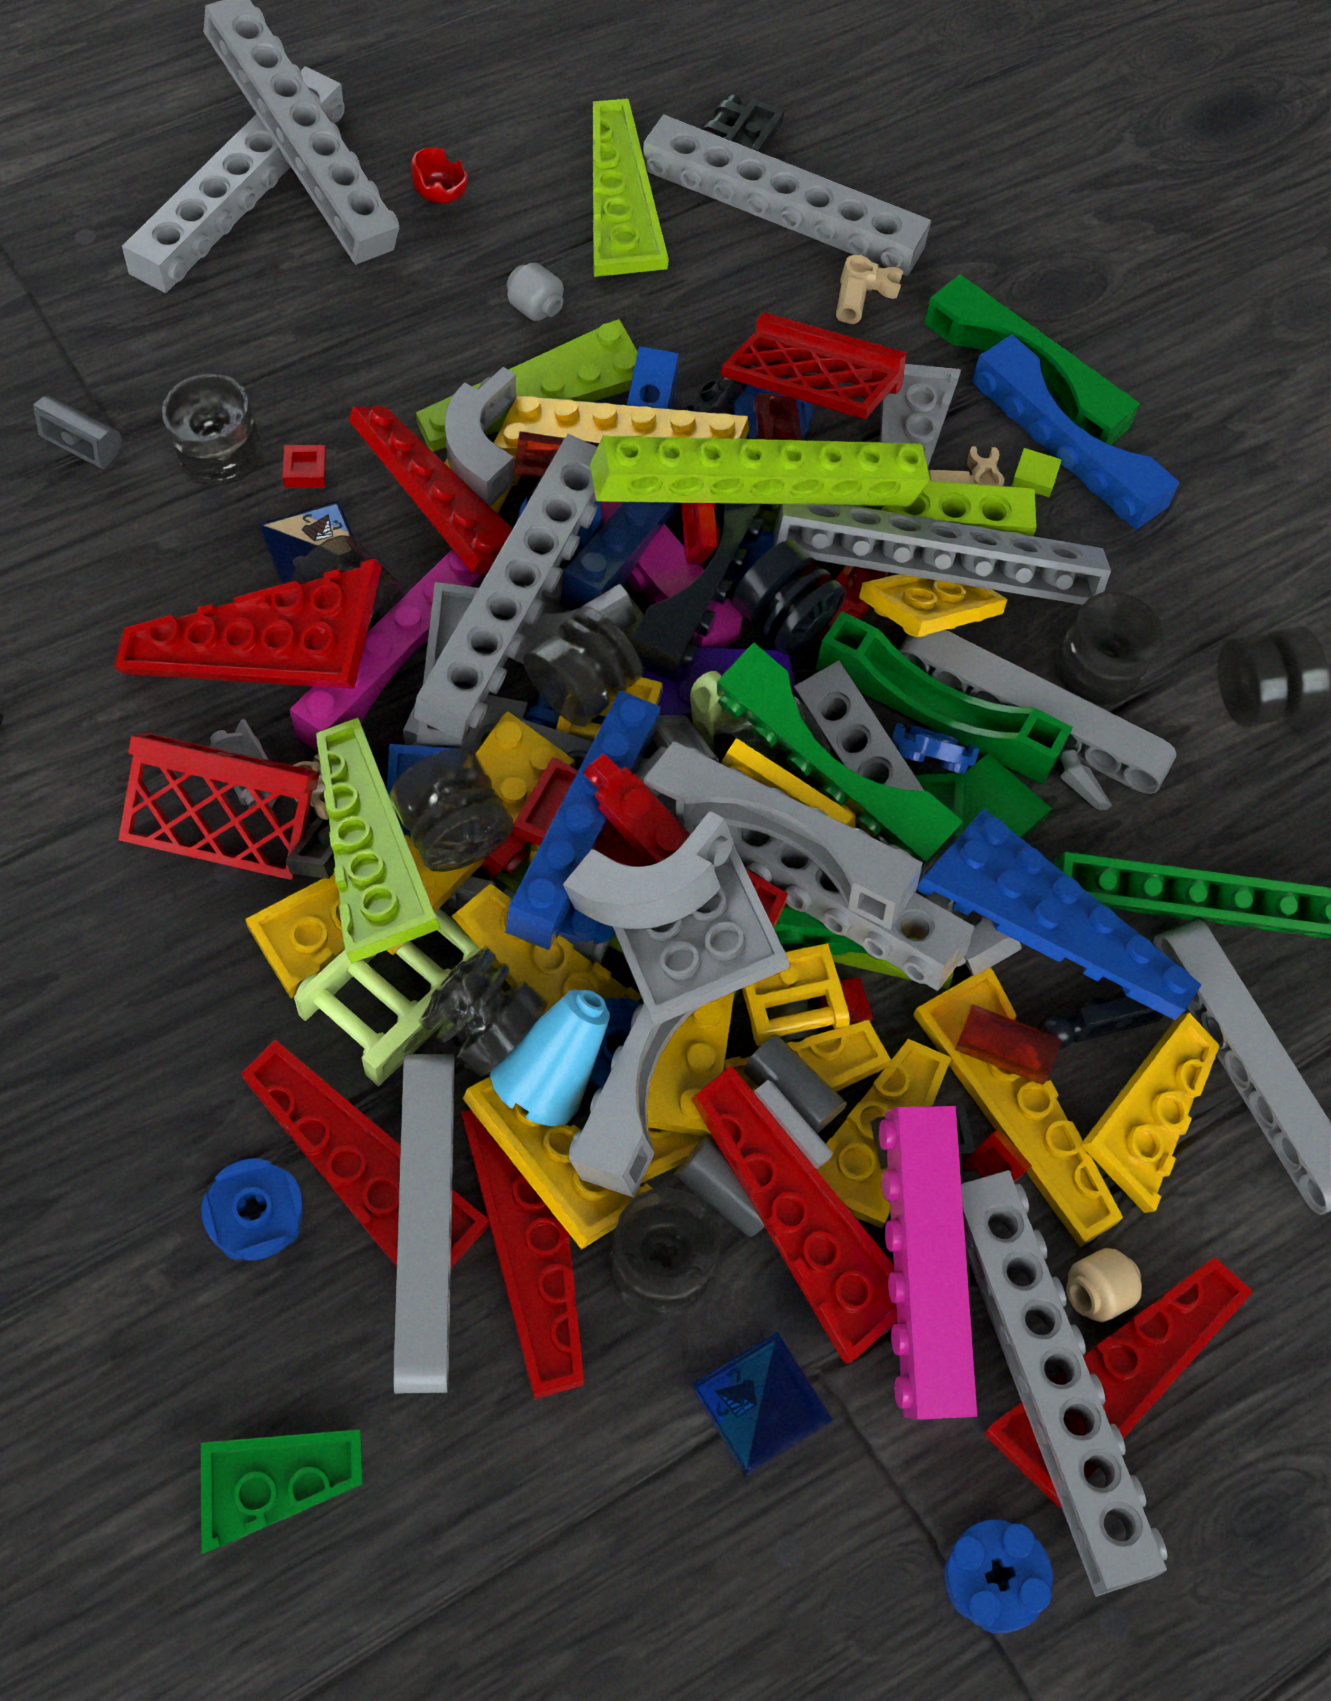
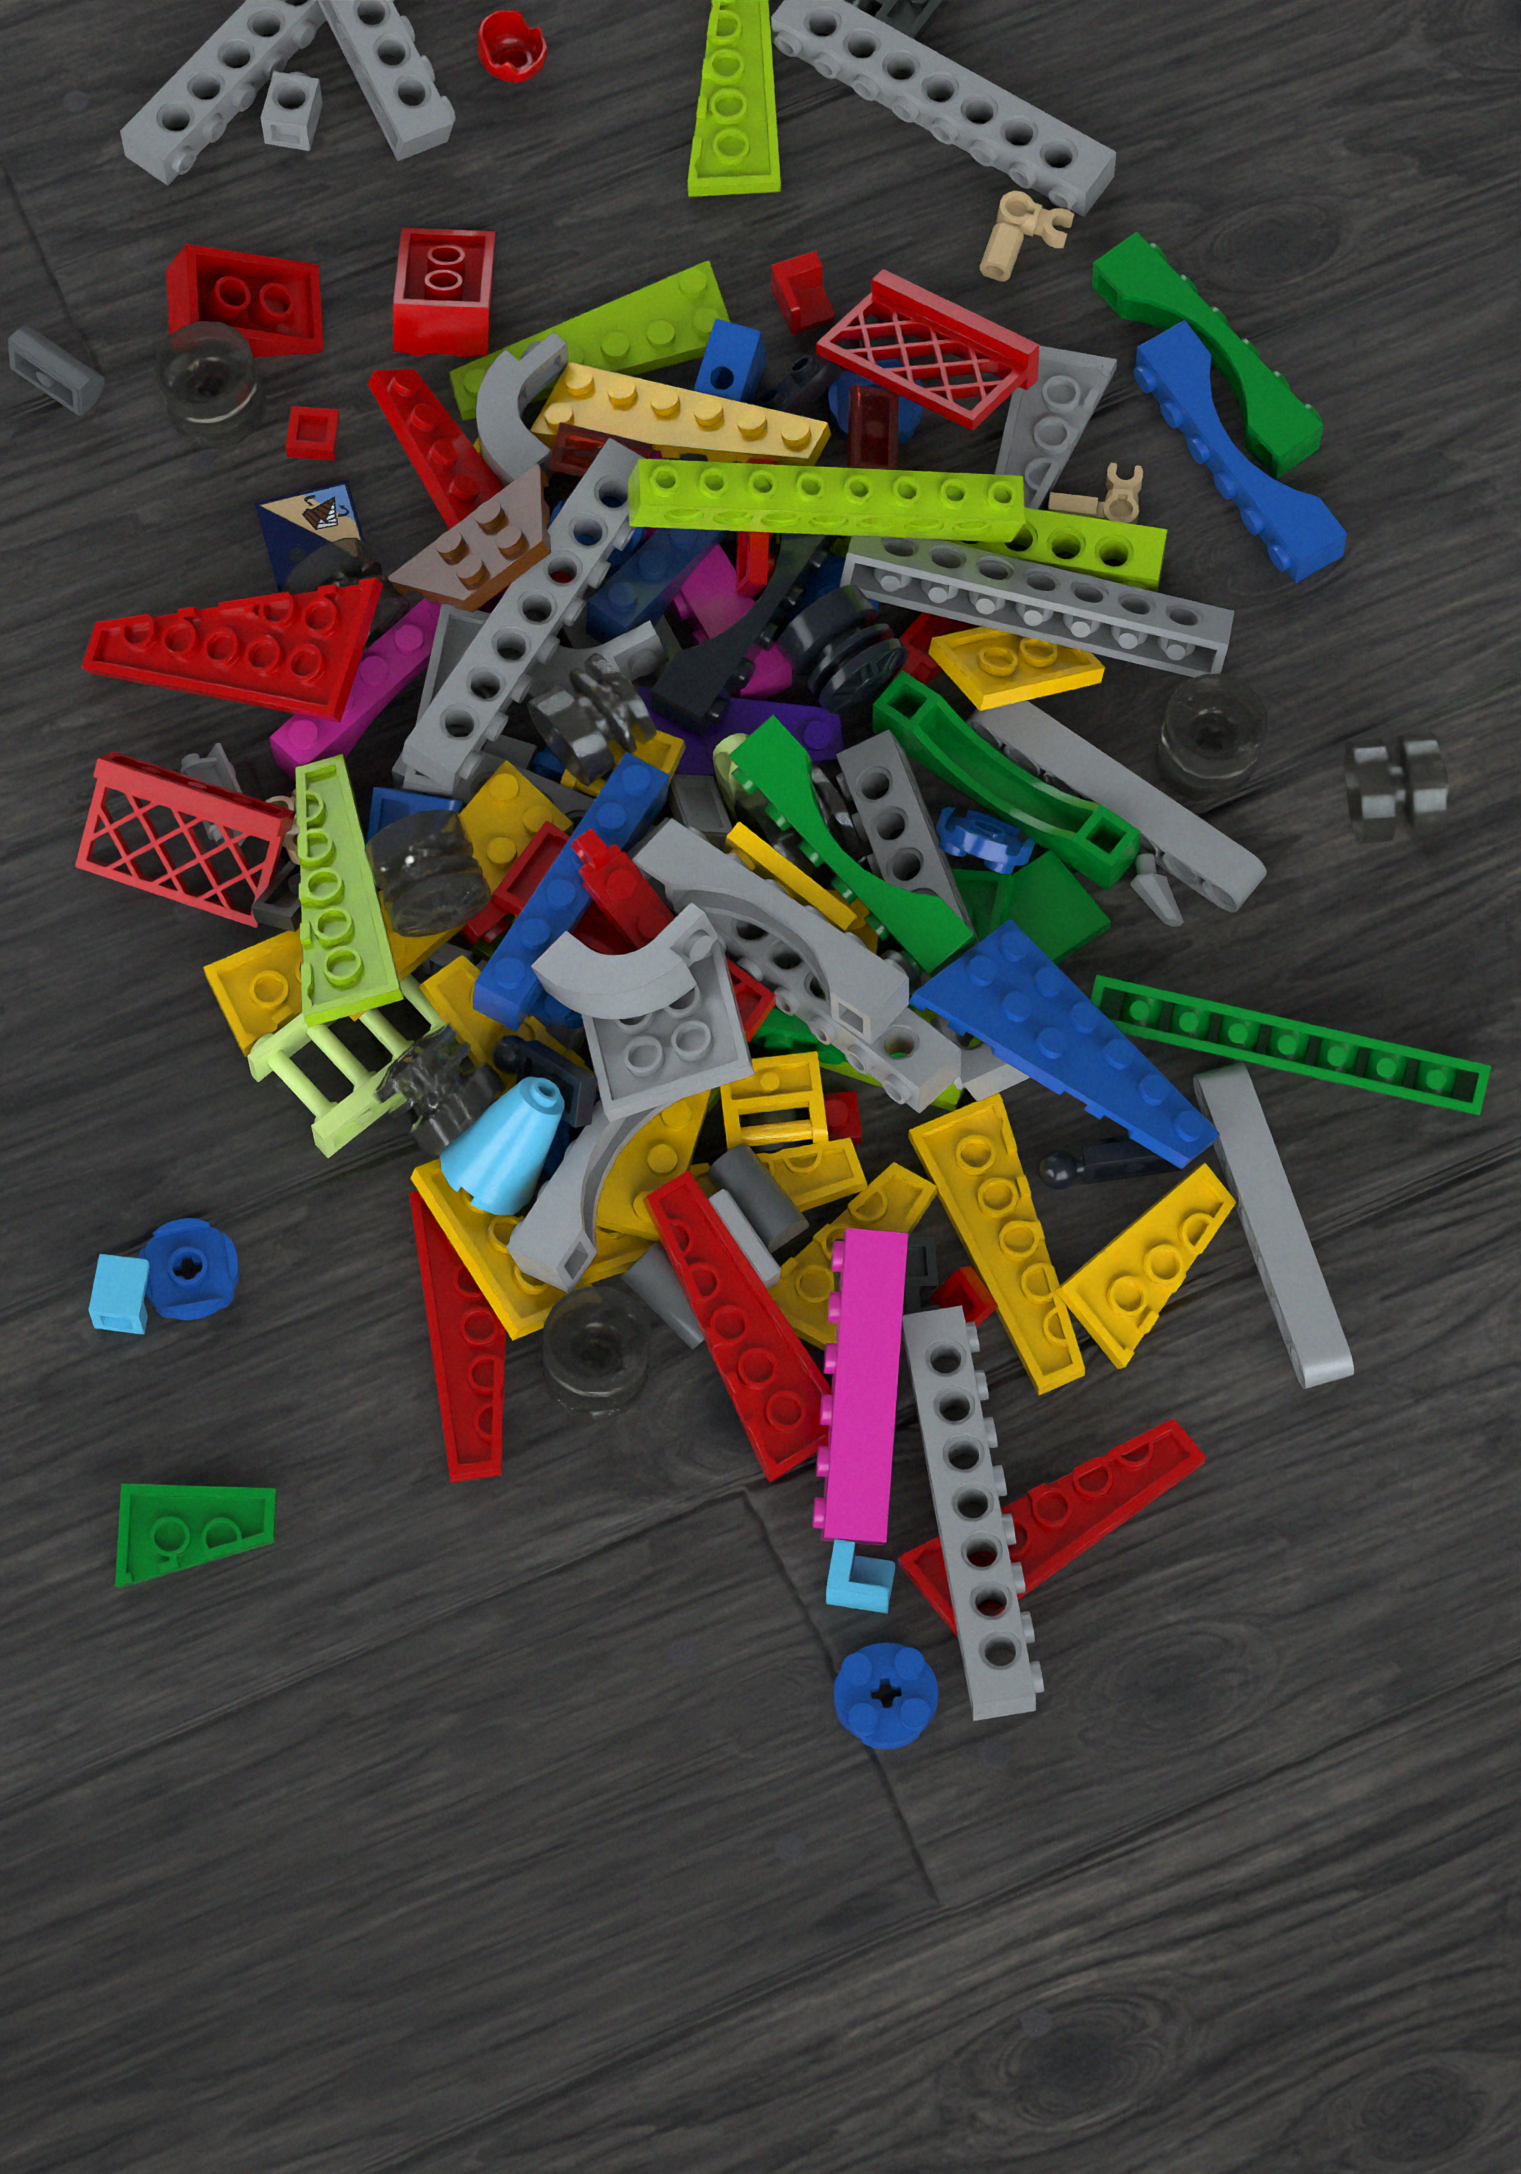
camera: 15 degrees right, 5 degrees up
(186, 1242) = (119, 1294): none -> medium azure panel
(259, 362) = (263, 297): none -> red slope
(264, 229) = (295, 126): none -> light grey brick
(347, 1149) = (324, 1261): red wing -> none
(405, 355) = (443, 292): none -> red slope
(424, 1225) = (359, 1295): light grey beam -> none
(467, 532) = (484, 548): none -> wing
(535, 291) = (611, 216): light grey head -> none
(571, 973) = (534, 1059): none -> black plate
(694, 337) = (801, 293): none -> red panel
(761, 1404) = (678, 1511): clear blue tile -> none
(950, 1455) = (858, 1580): none -> medium azure panel
(1008, 1044) = (996, 1177): clear red brick -> none
(1036, 472) = (1186, 501): lime tile -> none
(1104, 1284) = (1050, 1433): tan head -> none

